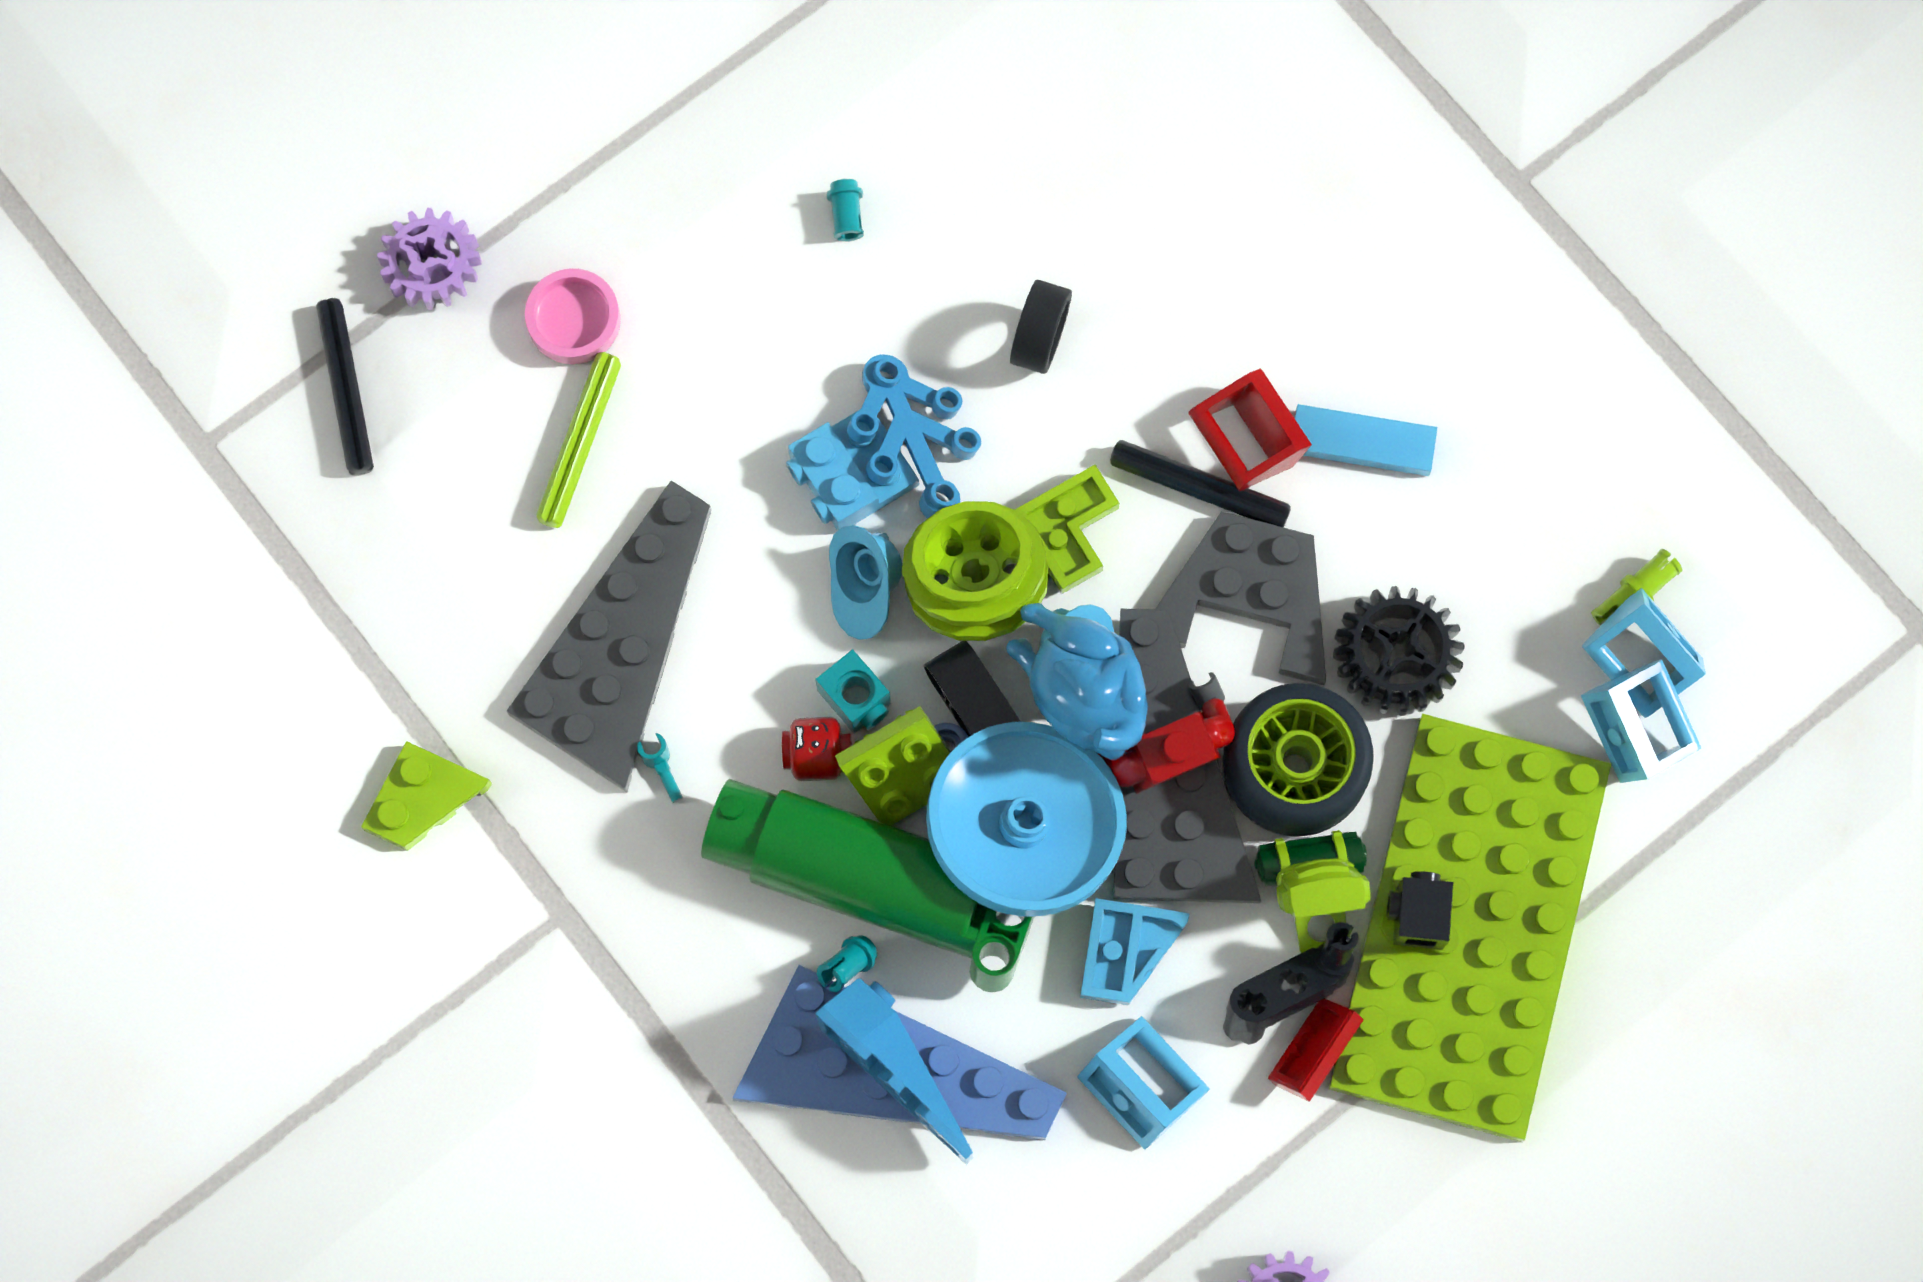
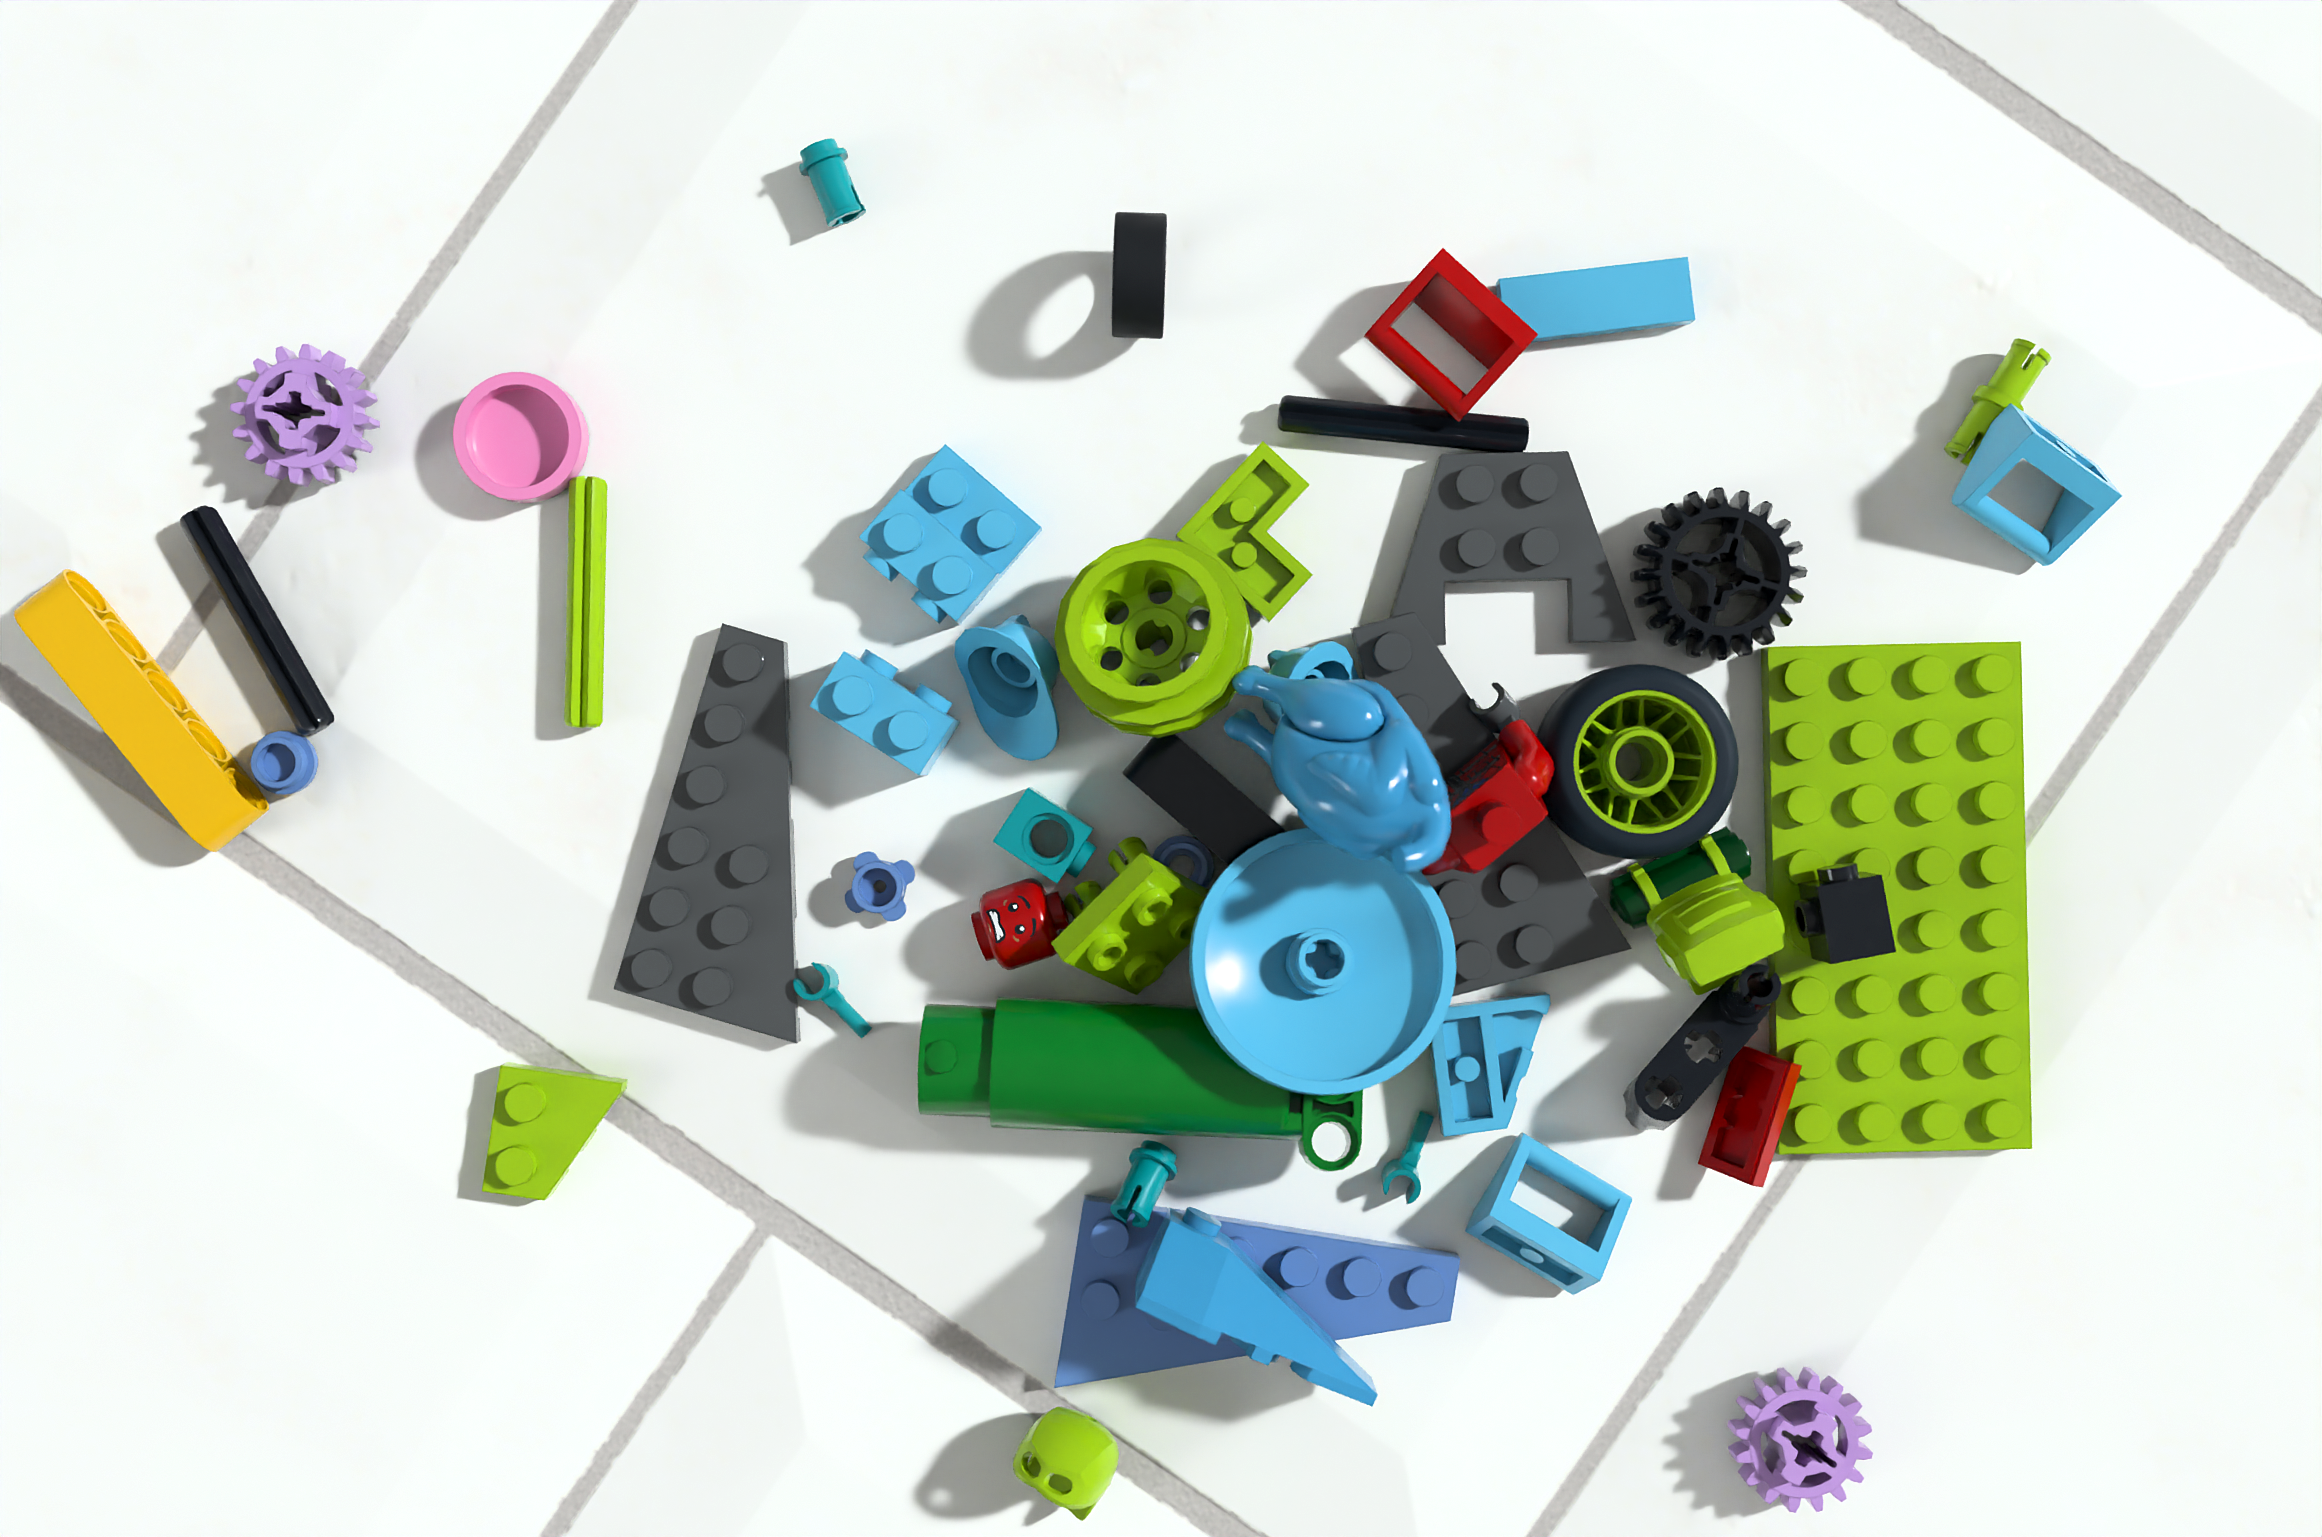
camera: 20 degrees left, 15 degrees up
(244, 422) = (141, 710): none -> yellow beam
(328, 487) = (284, 762): none -> medium blue plate
(718, 683) = (865, 897): none -> medium blue plate
(727, 1153) = (1069, 1459): none -> lime helmet
(767, 572) = (885, 713): none -> medium azure brick
(911, 428) = (1010, 462): dark azure plant -> none
(1053, 1007) = (1409, 1159): none -> teal hand
(1623, 732) = (2029, 595): medium azure tile -> none

